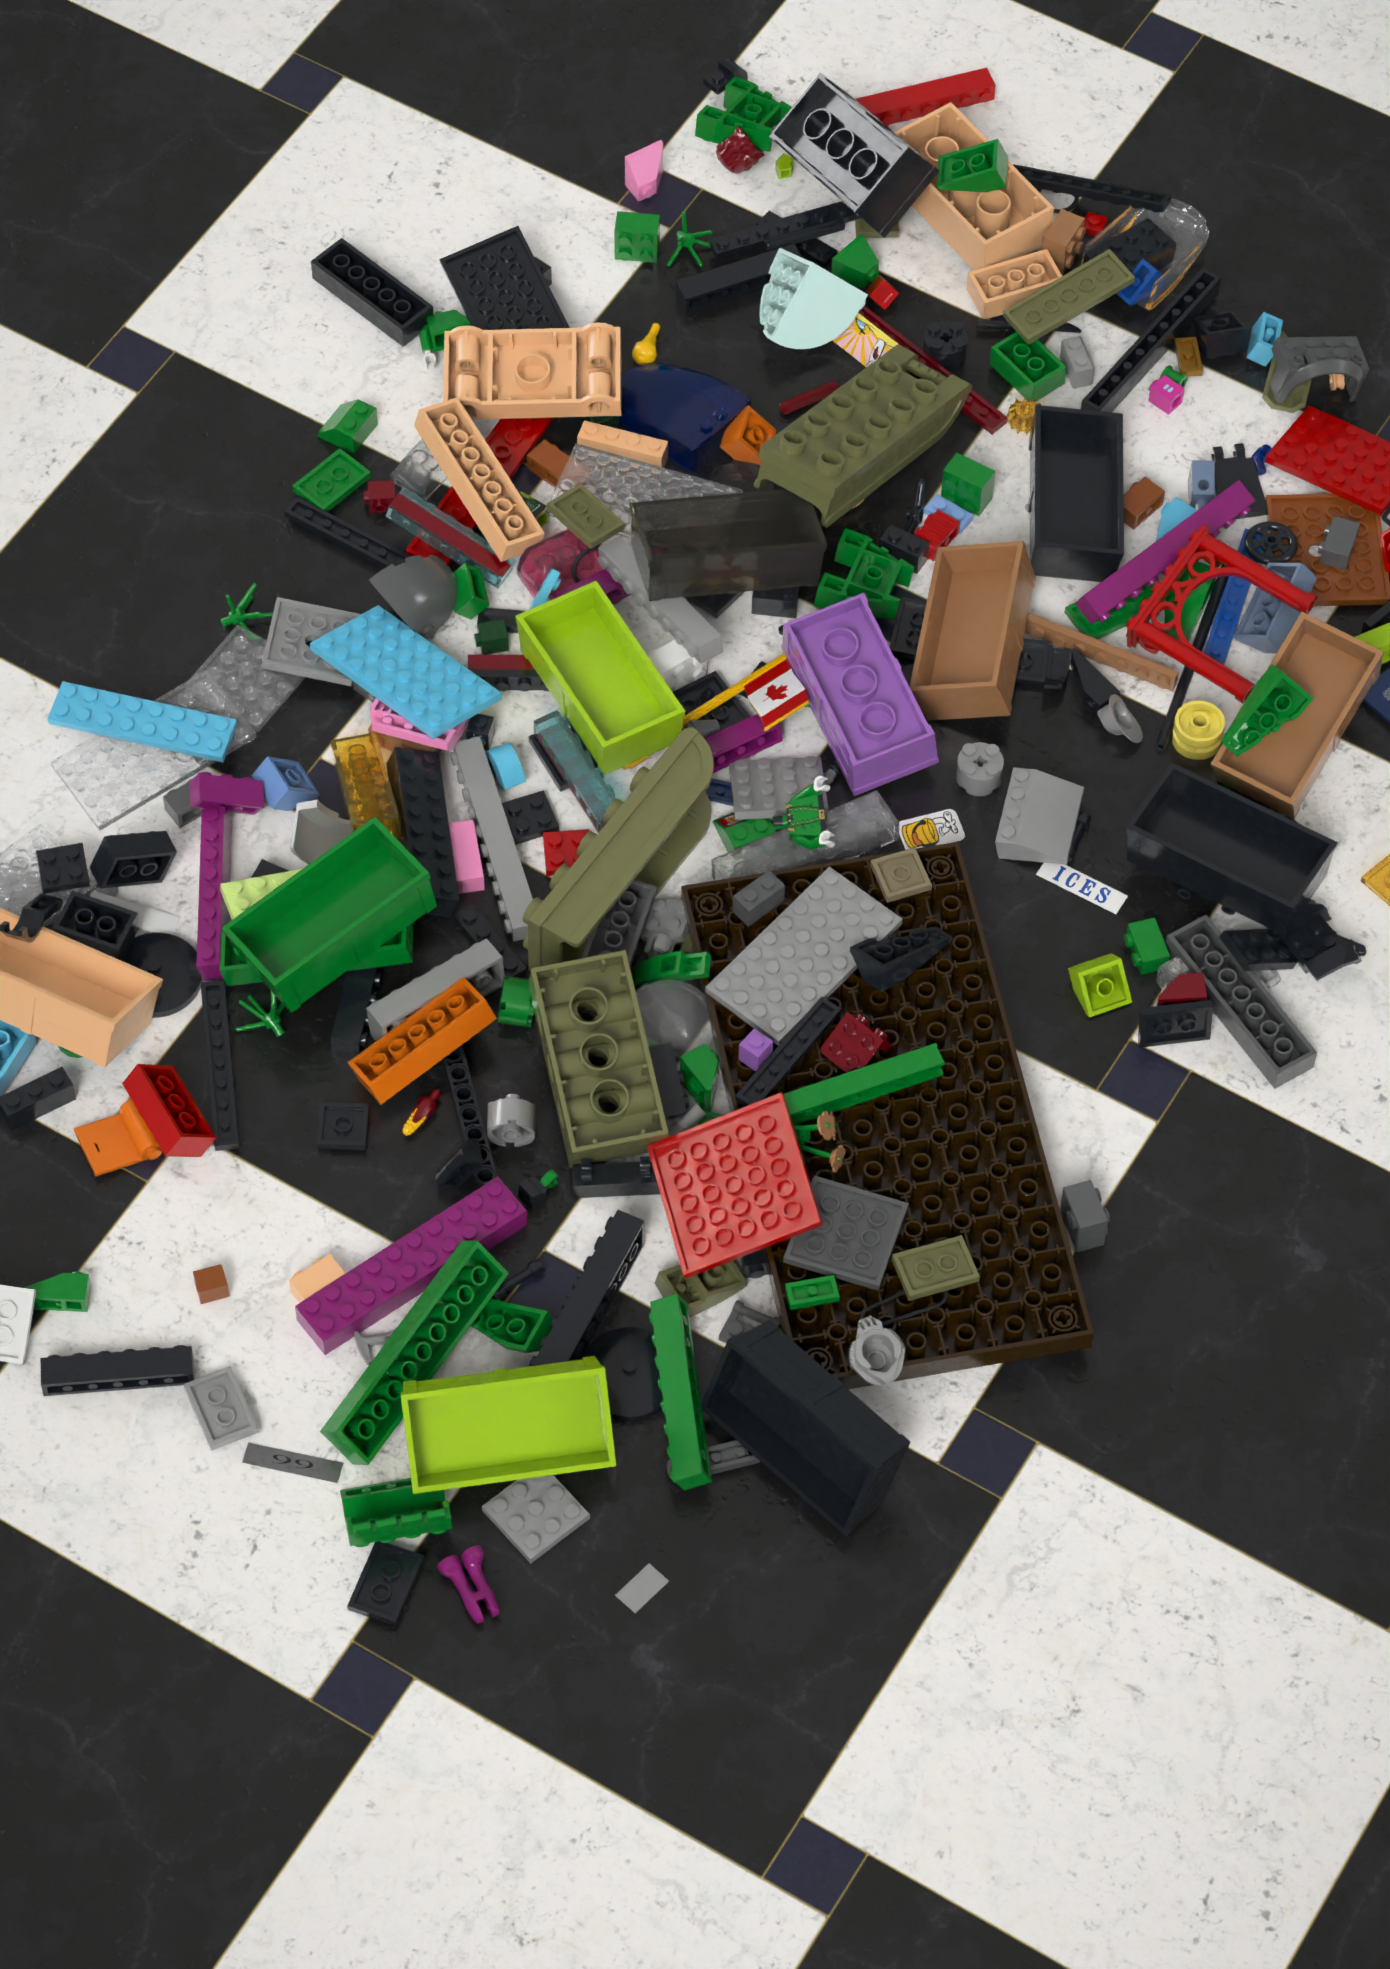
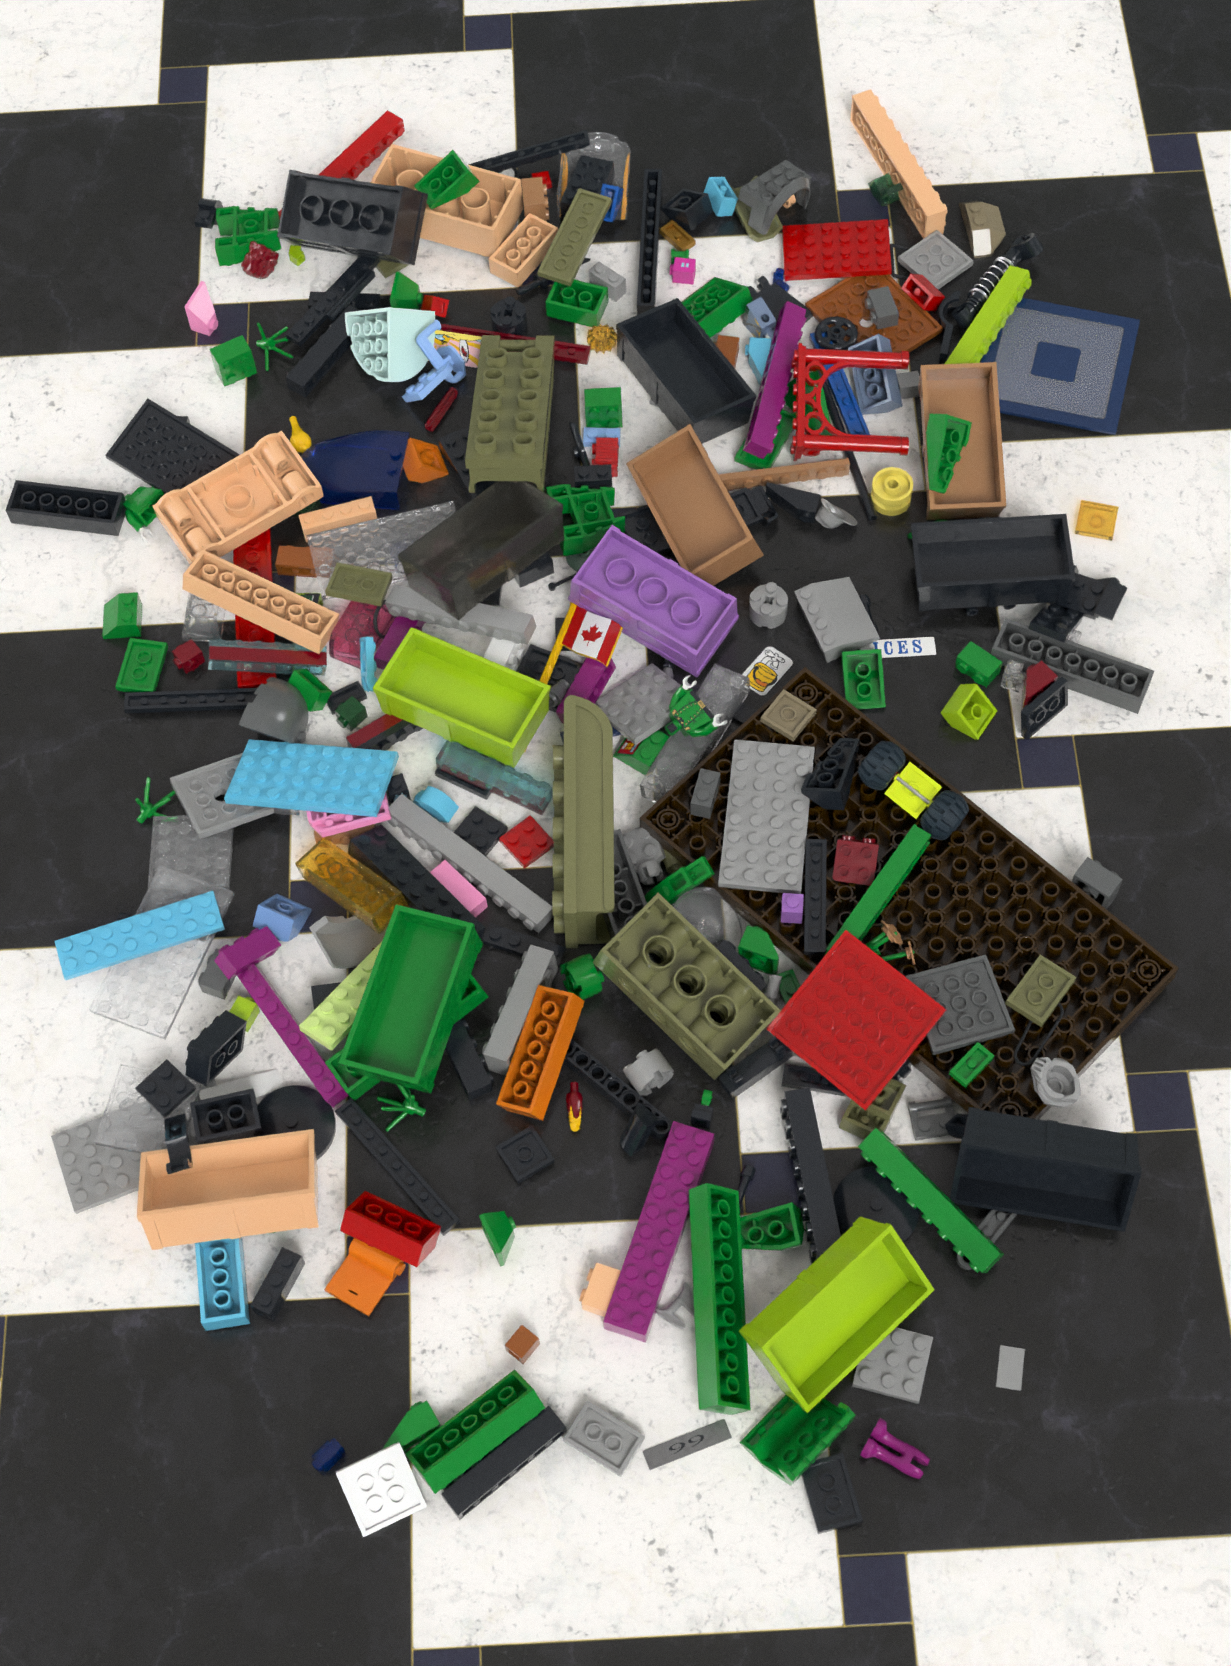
camera: 30 degrees left, 5 degrees up
(109, 1325) = (475, 1431): none -> green brick
(187, 848) = (246, 1009): none -> lime brick
(262, 1176) = (499, 1233): none -> green slope
(655, 1219) = (805, 1077): none -> black plate
(838, 355) = (444, 361): none -> light blue plate
(962, 1012) = (913, 790): none -> black plate
(1018, 892) = (863, 678): none -> green slope
(1163, 448) = (717, 304): none -> green slope

